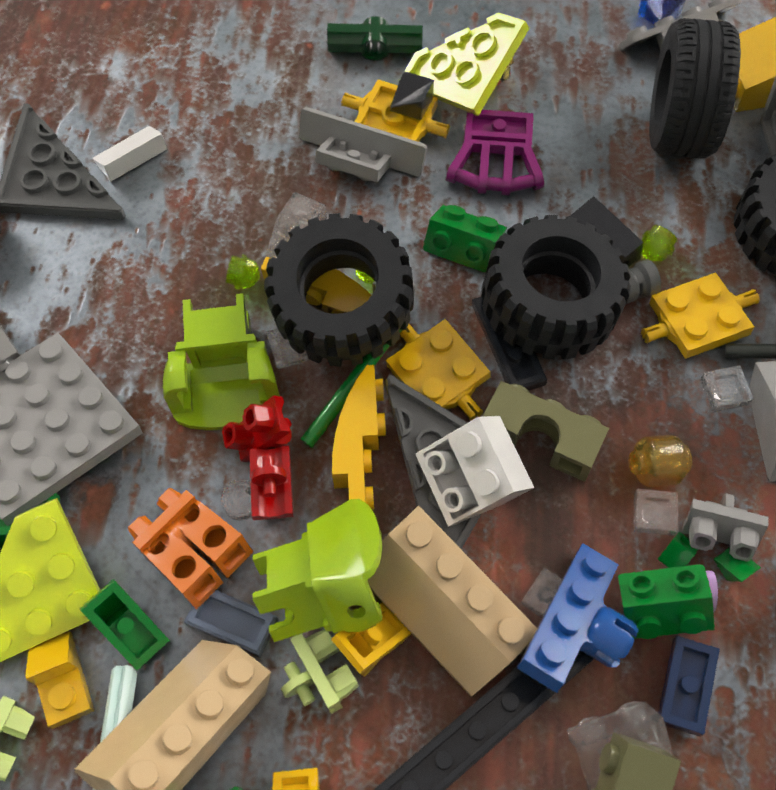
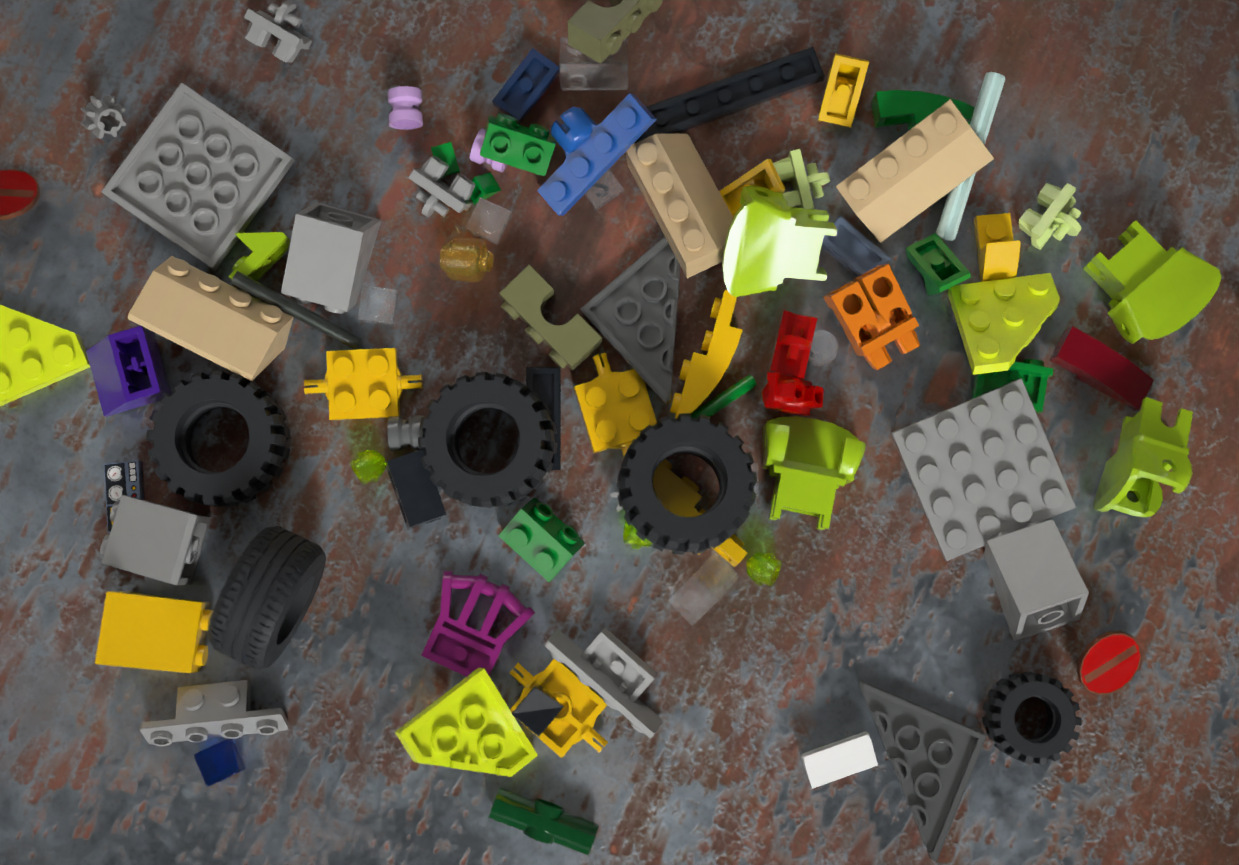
camera: 165 degrees left, 20 degrees up
(474, 469) = (624, 293): white slope -> none

